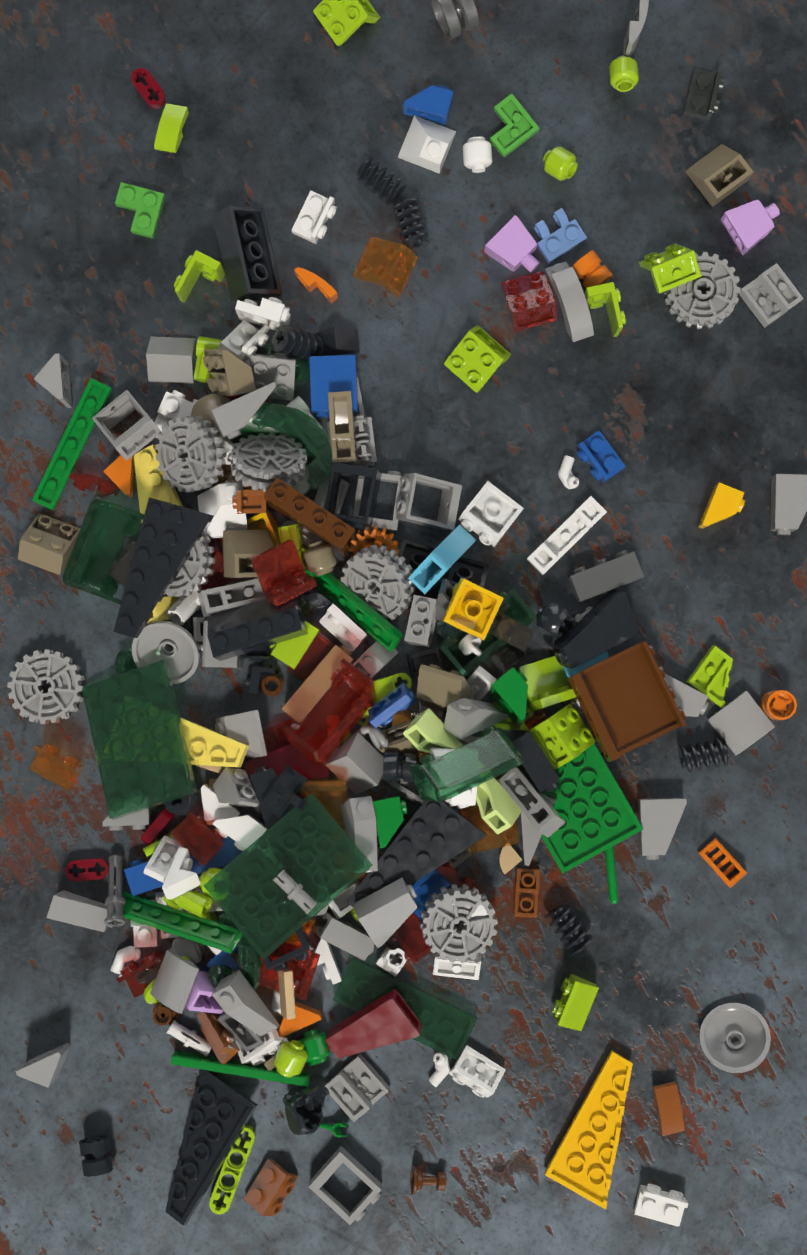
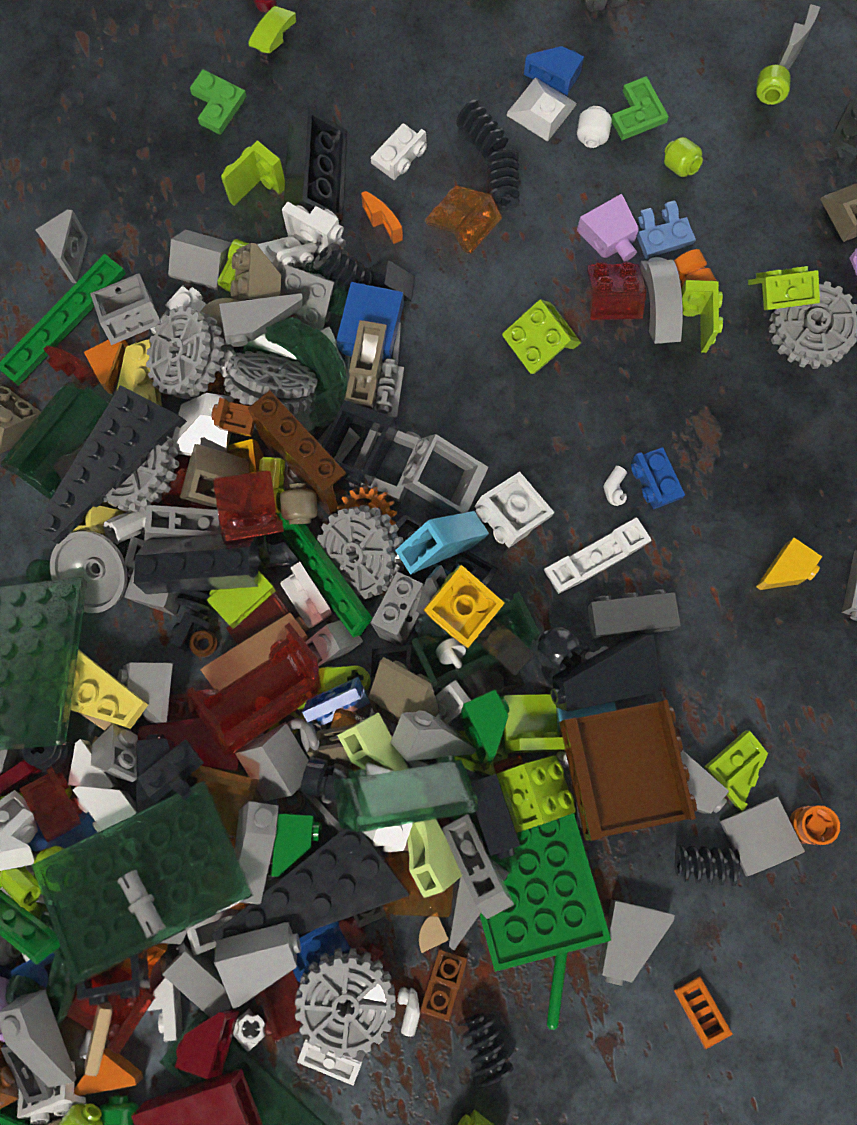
camera: 15 degrees right, 10 degrees down
(366, 978) = (207, 1045): none -> dark red slope
(508, 917) = (410, 999): none -> white arm

